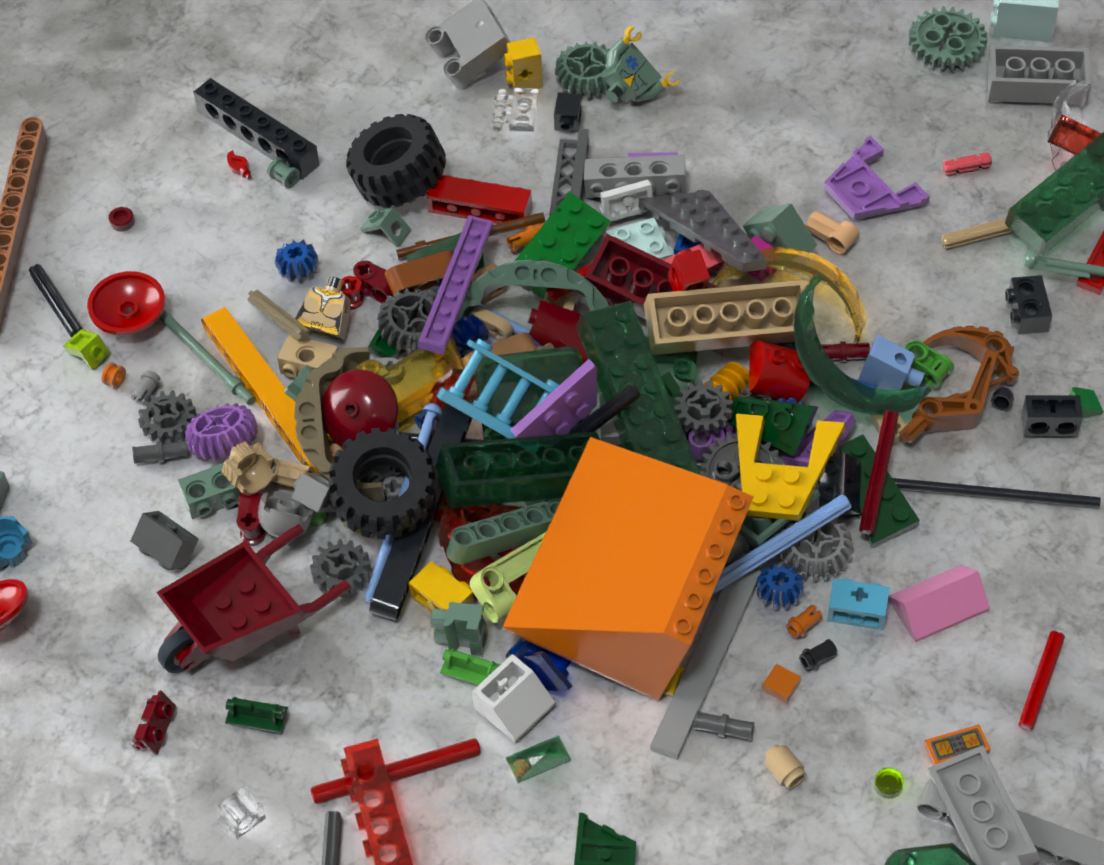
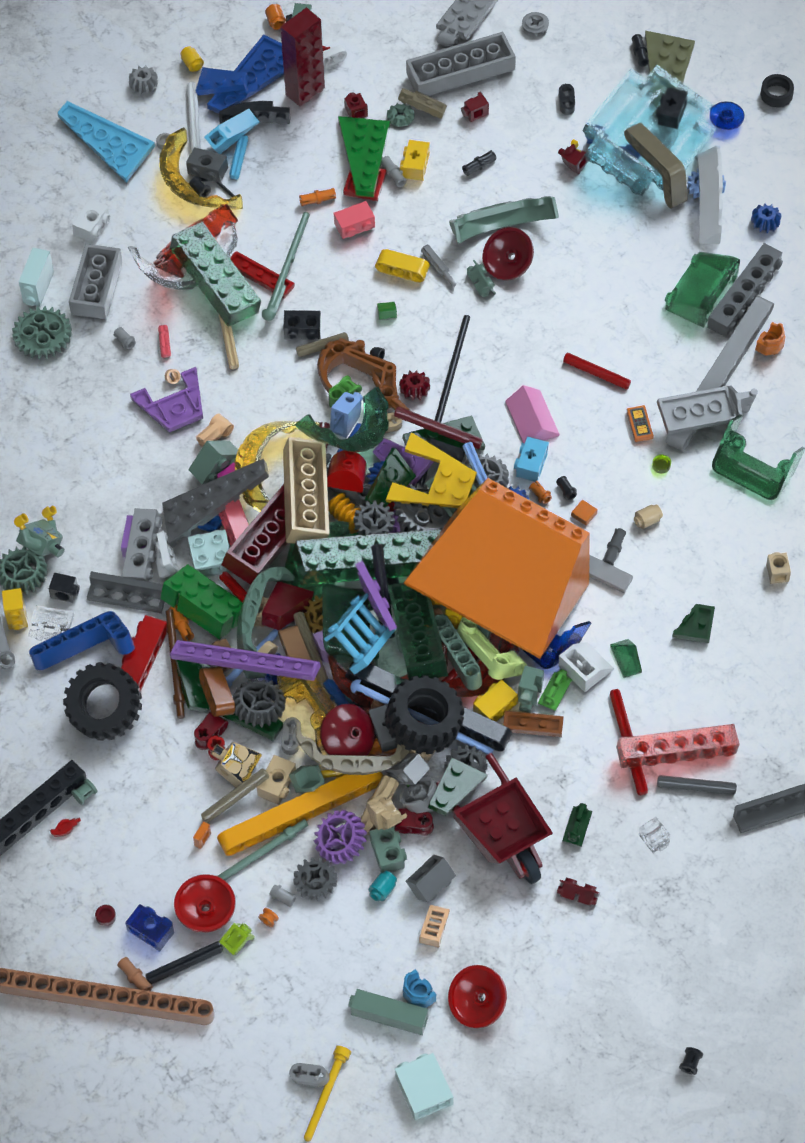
camera: 85 degrees left, 5 degrees up
(38, 254) = (134, 974): none -> nougat pin
(95, 547) = (431, 939): none -> light nougat slope
(99, 257) = (156, 936): none -> clear blue brick
(157, 491) = (382, 886): none -> teal brick
(160, 452) = (345, 885): dark grey pin -> none
(226, 293) = (202, 835): none -> orange tile
(295, 545) = (454, 786): none -> wing
(296, 260) = (177, 778): blue gear -> none
(383, 220) = (149, 723): sand green bracket -> none
(413, 645) = (534, 723): none -> dark orange plate
(503, 153) = (82, 637): none -> blue beam
(688, 271) = (275, 505): red brick -> none
(908, 174) = (175, 375): none -> light nougat hinge
(956, 124) = (126, 340): none -> light grey pin
(957, 446) = (414, 385): none -> dark red gear
(997, 323) = (317, 346): none -> dark tan axle
(1052, 415) = (401, 326): black brick -> none

